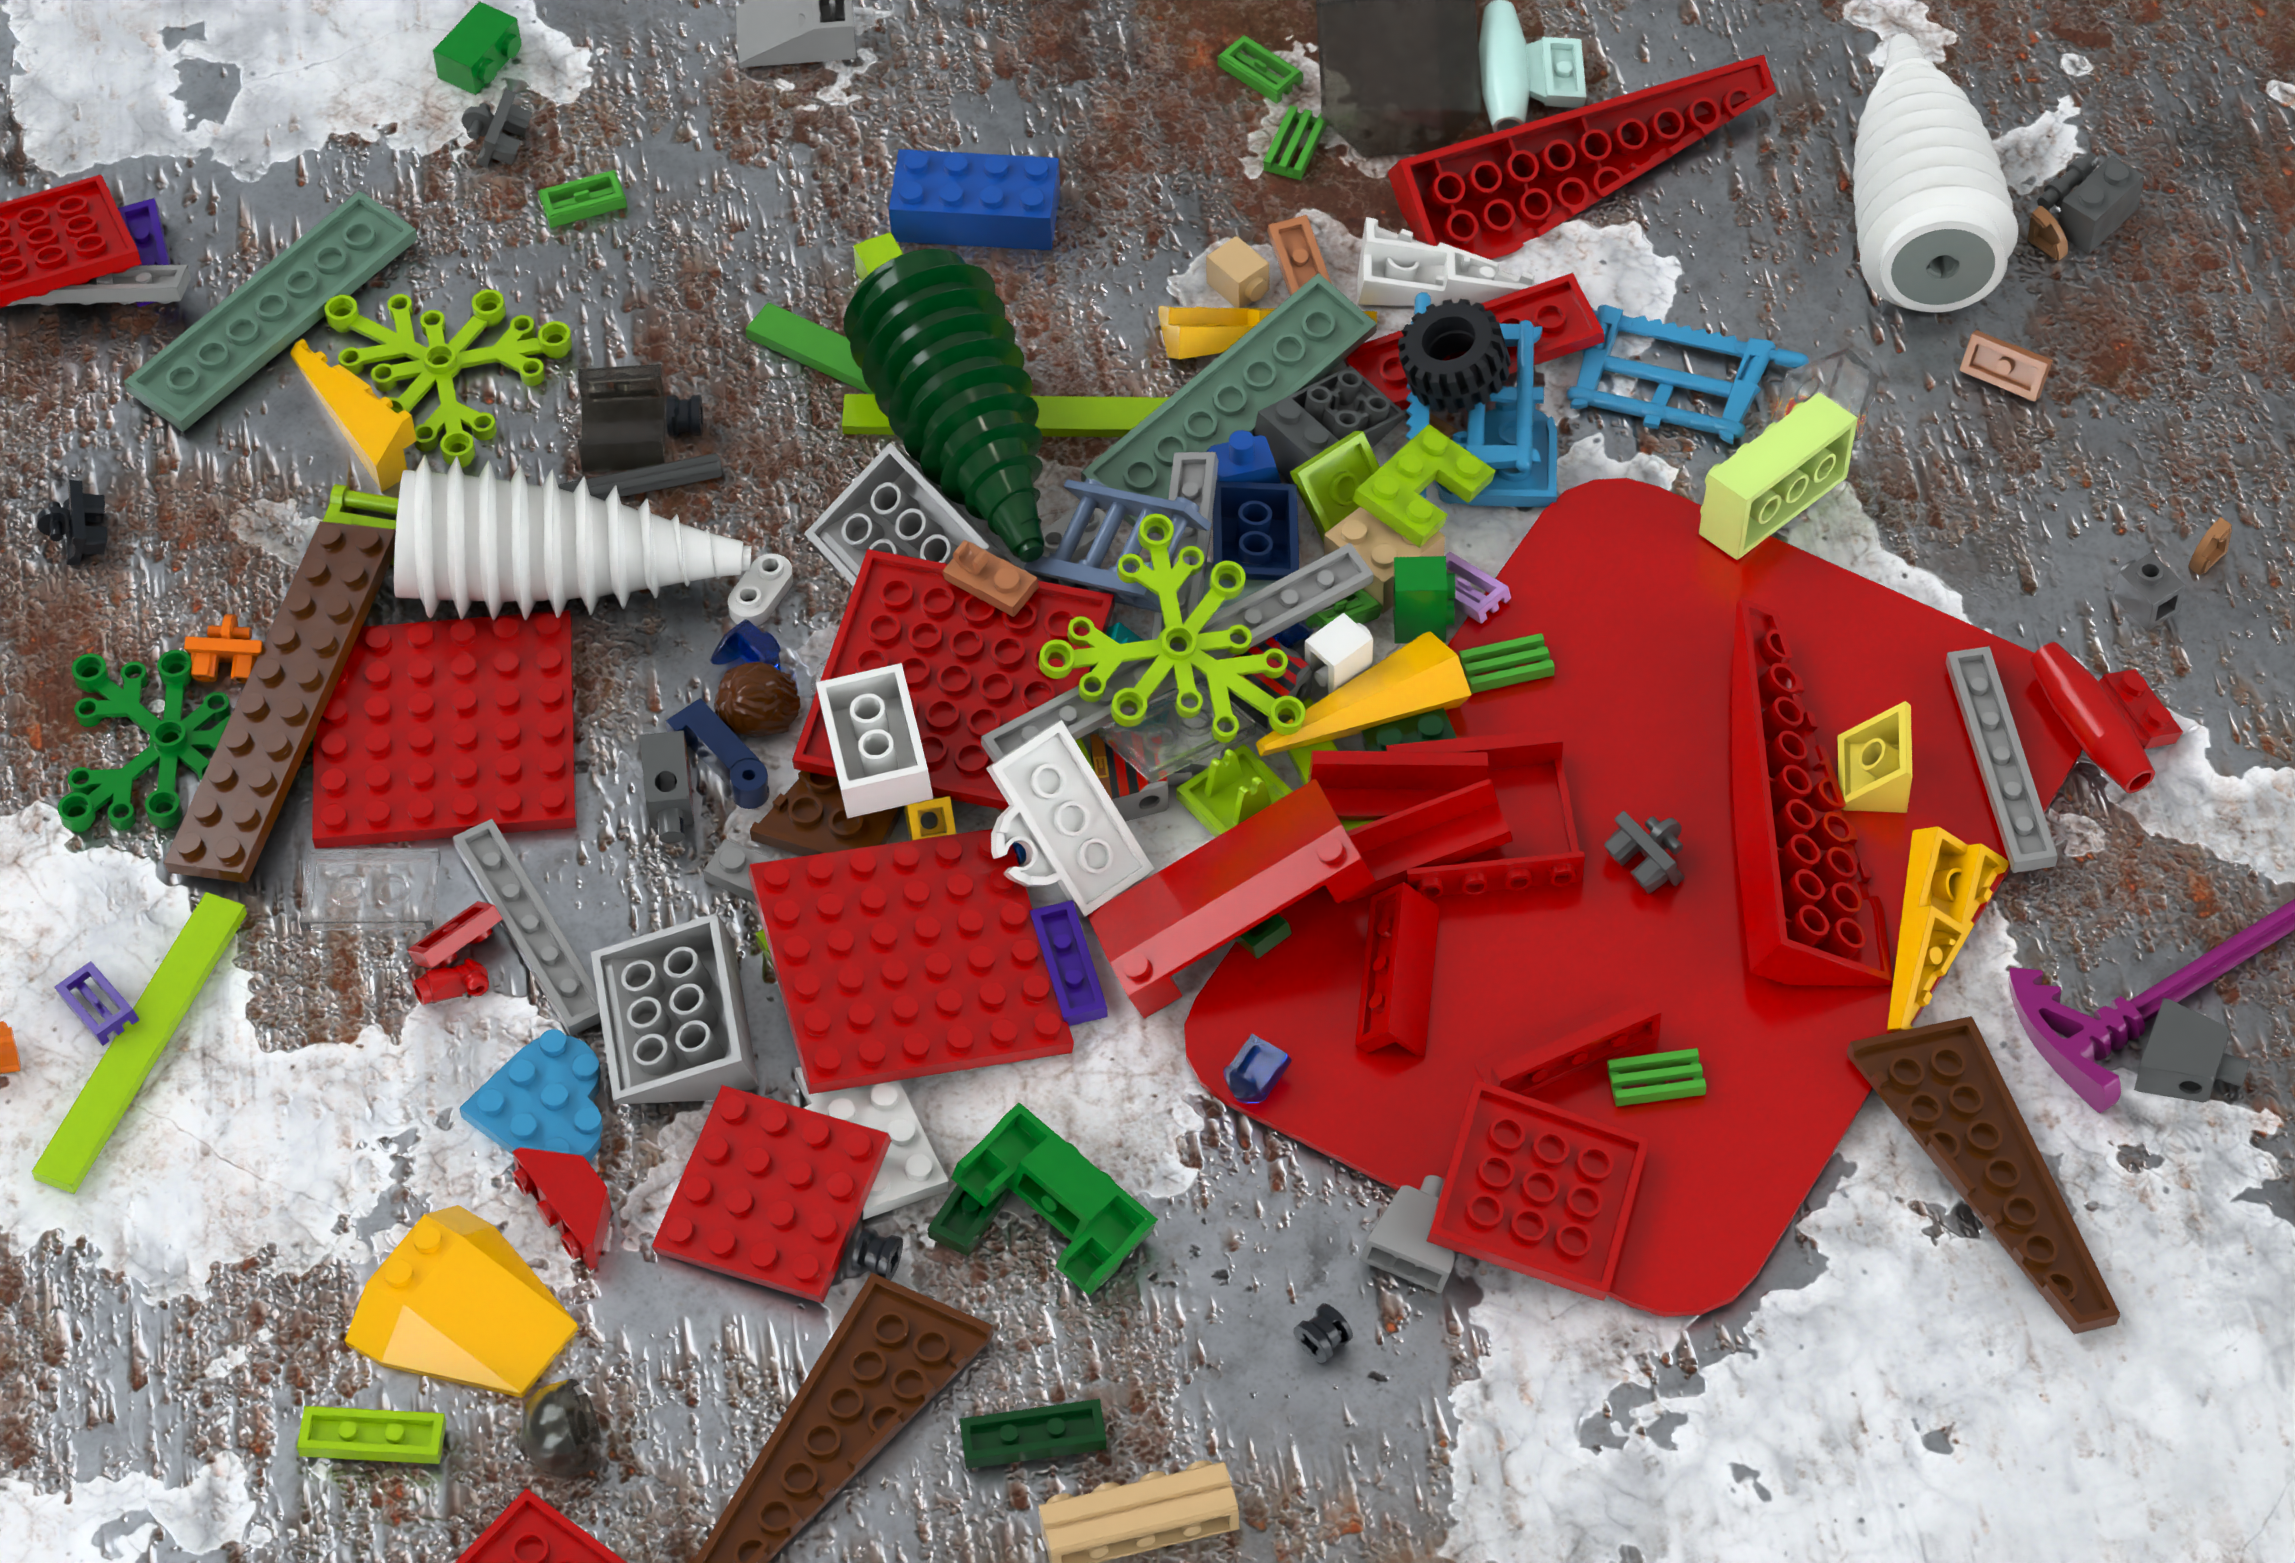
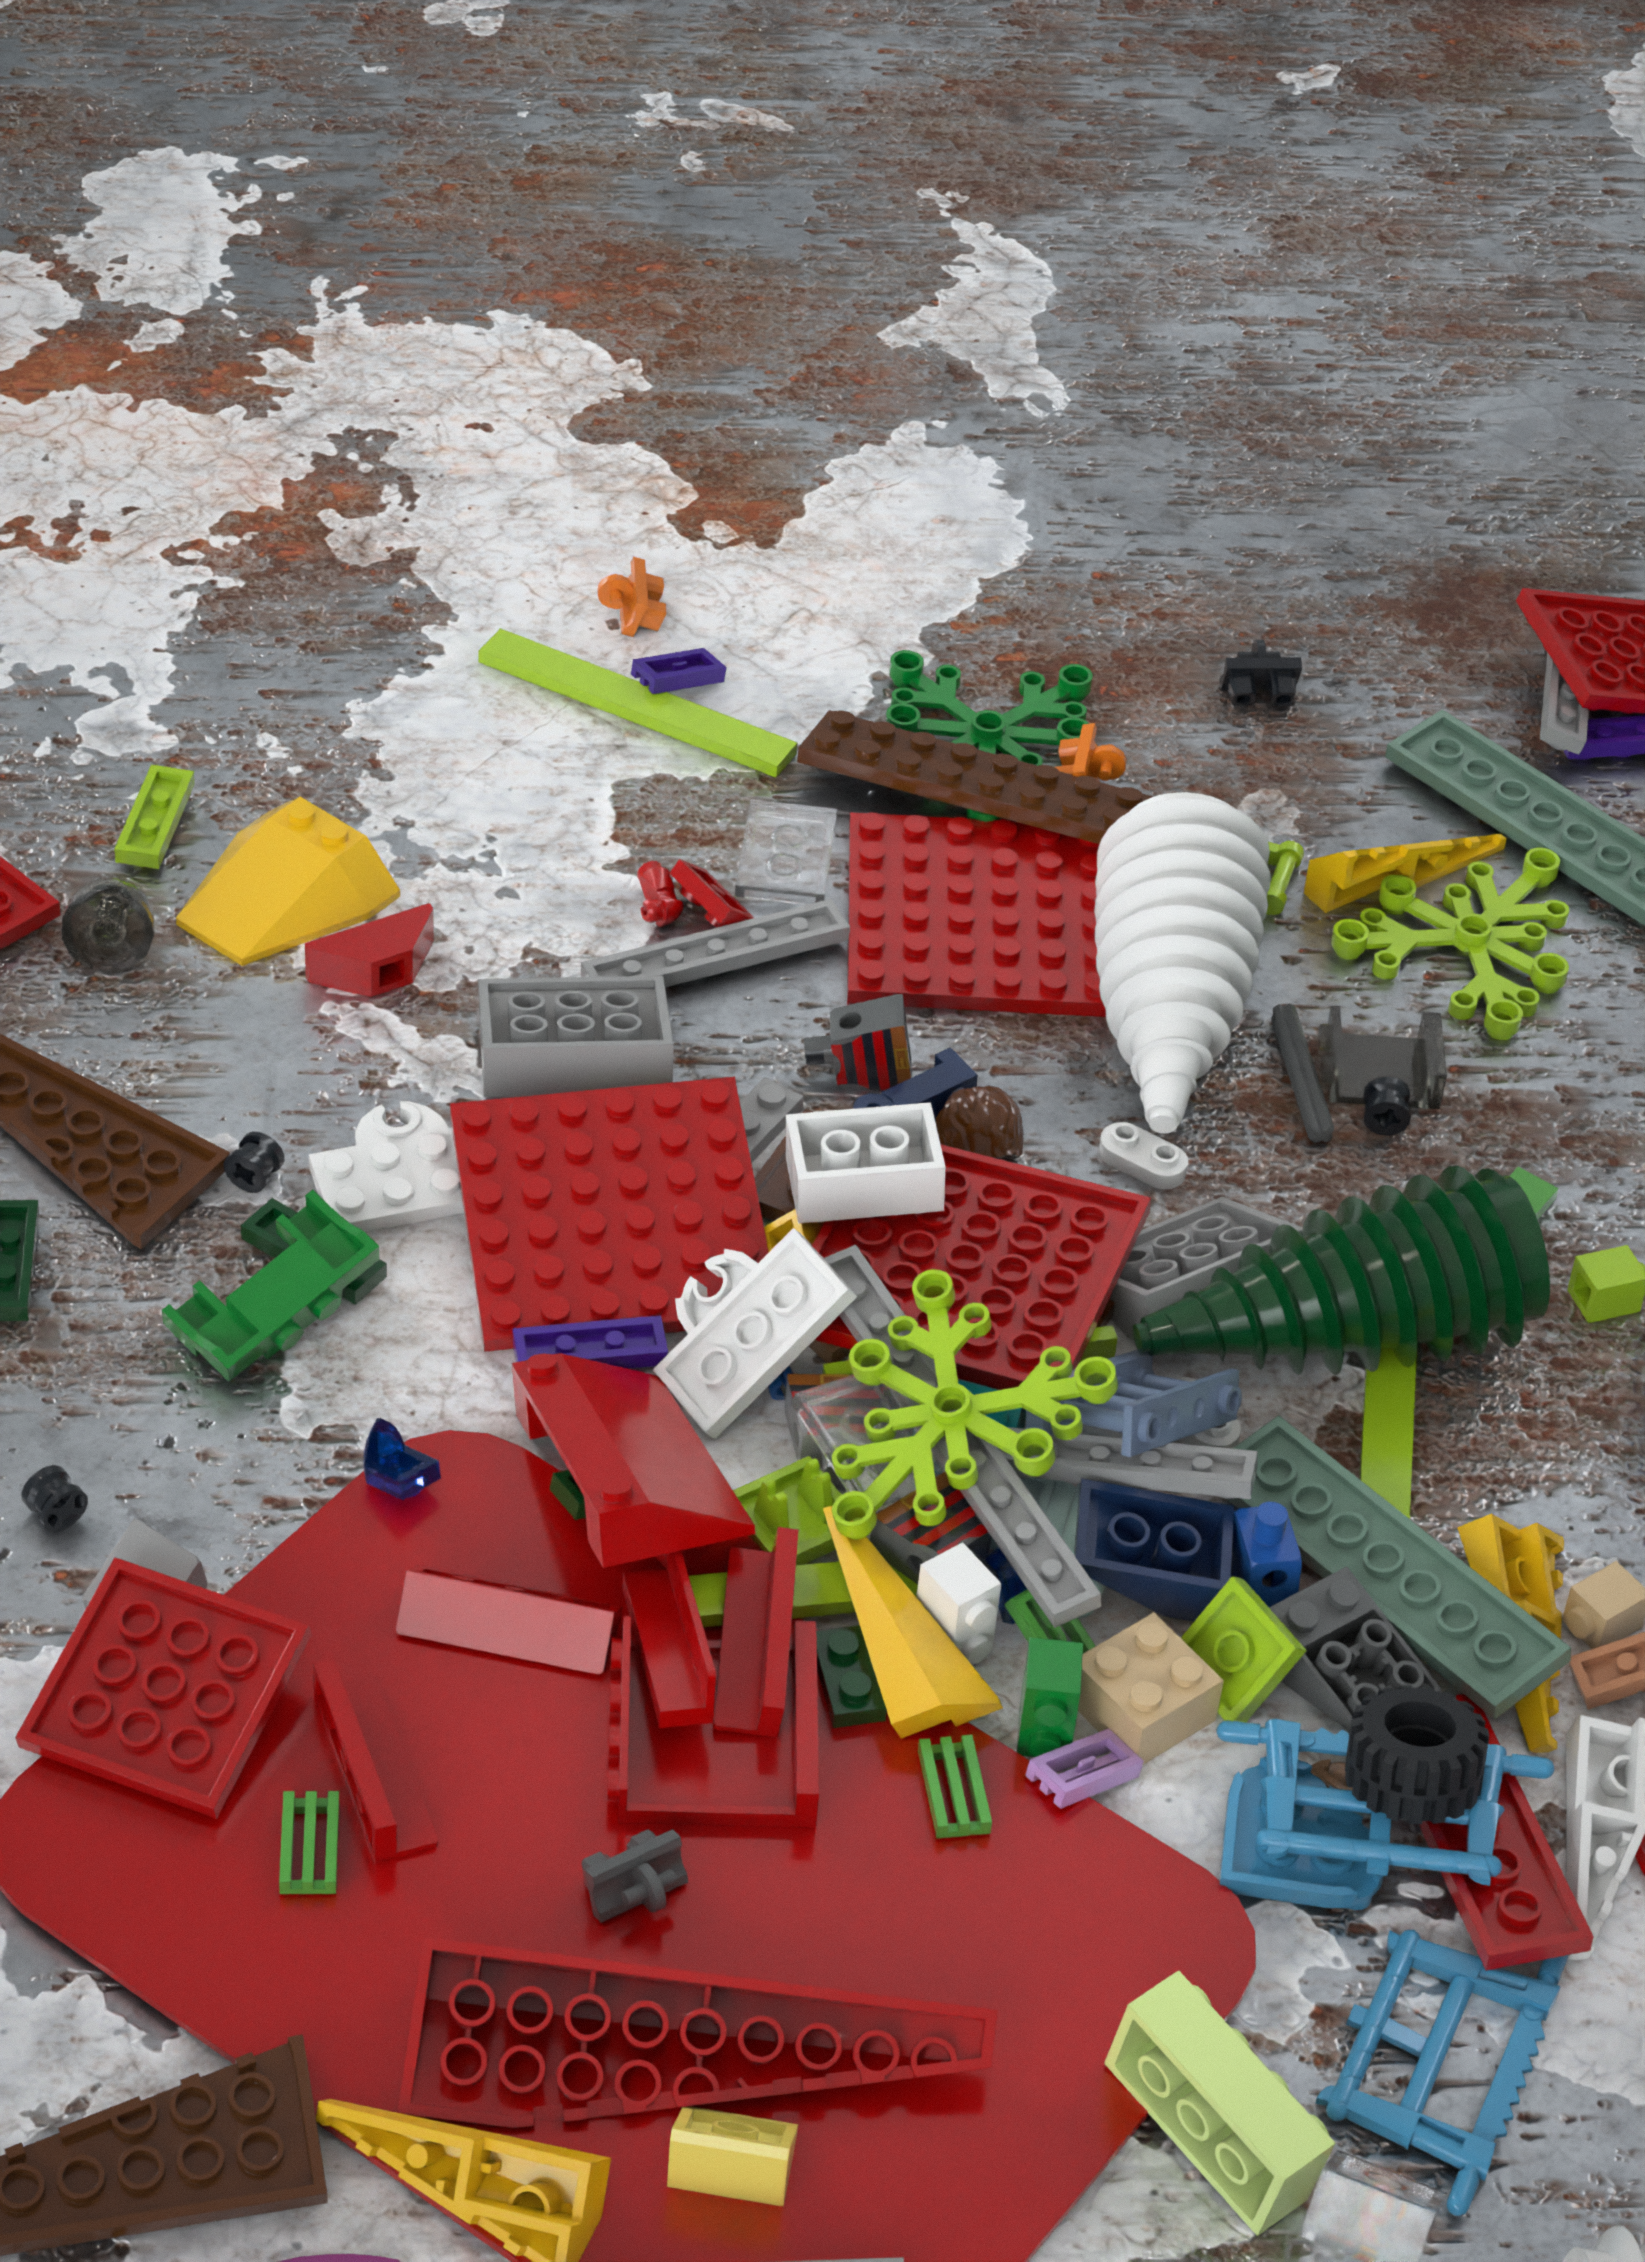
camera: 90 degrees right, 10 degrees down
(542, 1099) = (498, 943): dark azure plate -> none
(748, 643) = (1053, 1133): clear blue plate -> none
(772, 1193) = (343, 1087): red plate -> none
(990, 578) = (1091, 1283): nougat plate -> none
(1395, 487) = (1261, 1720): lime plate -> none

